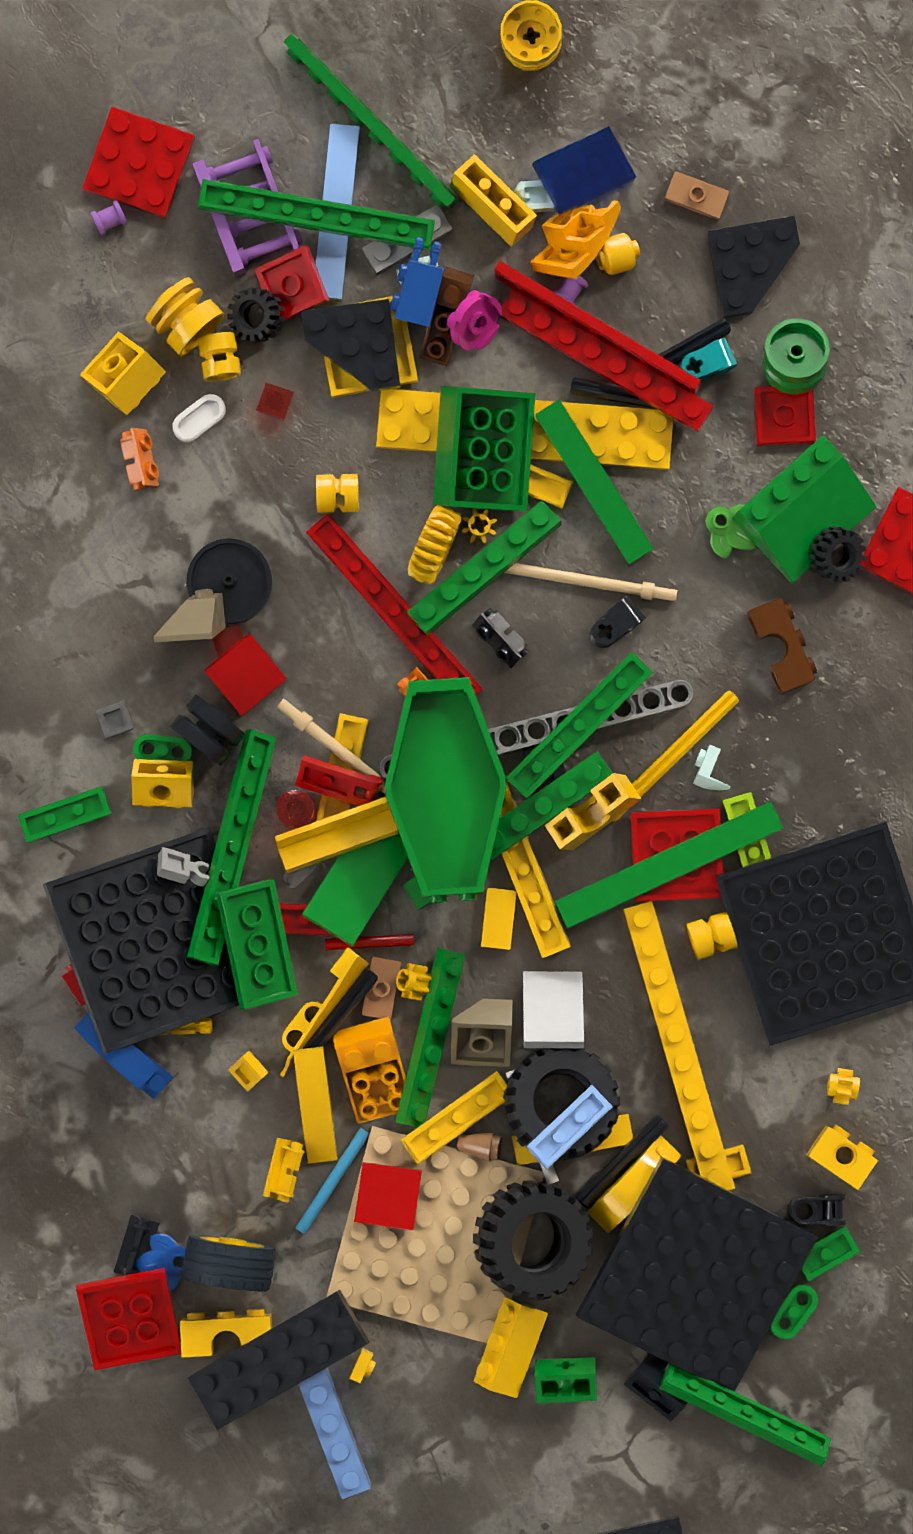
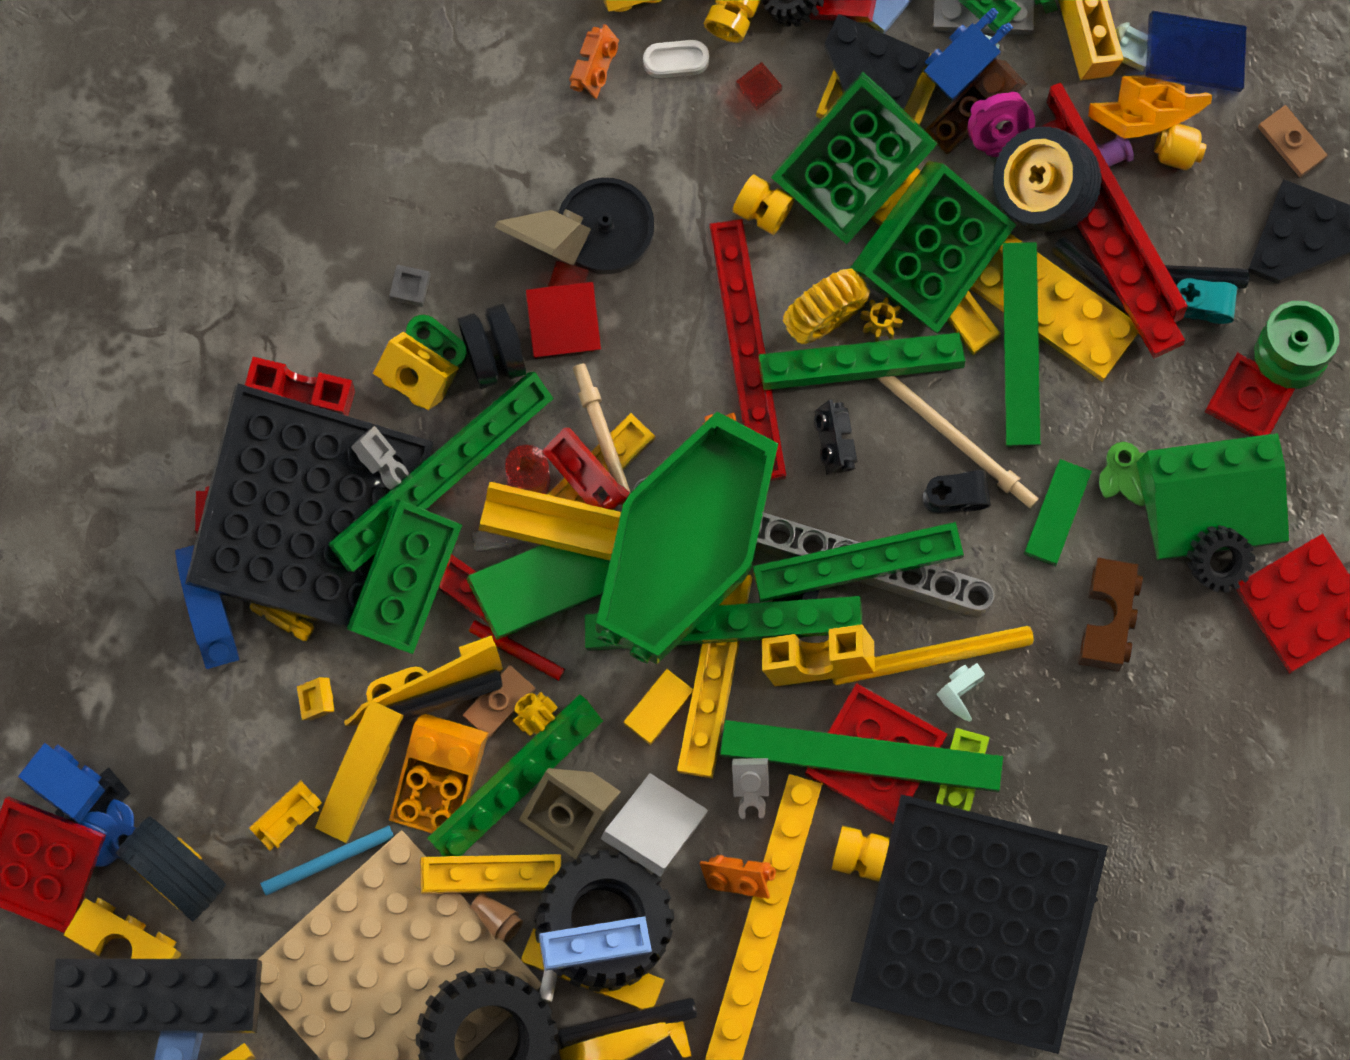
camera: 30 degrees right, 10 degrees down
(64, 814) = (302, 345): green plate -> none
(86, 852) = (322, 391): none -> red arch
(108, 1251) = (61, 783): none -> blue brick
(384, 418) = (854, 158): none -> green slope
(388, 1195) = (371, 906): red tile -> none
(537, 345) = (1047, 179): none -> wheel
(602, 935) = (752, 782): none -> light grey plate
(623, 1011) = (730, 876): none -> orange hinge
(697, 591) = (1057, 512): none -> green tile

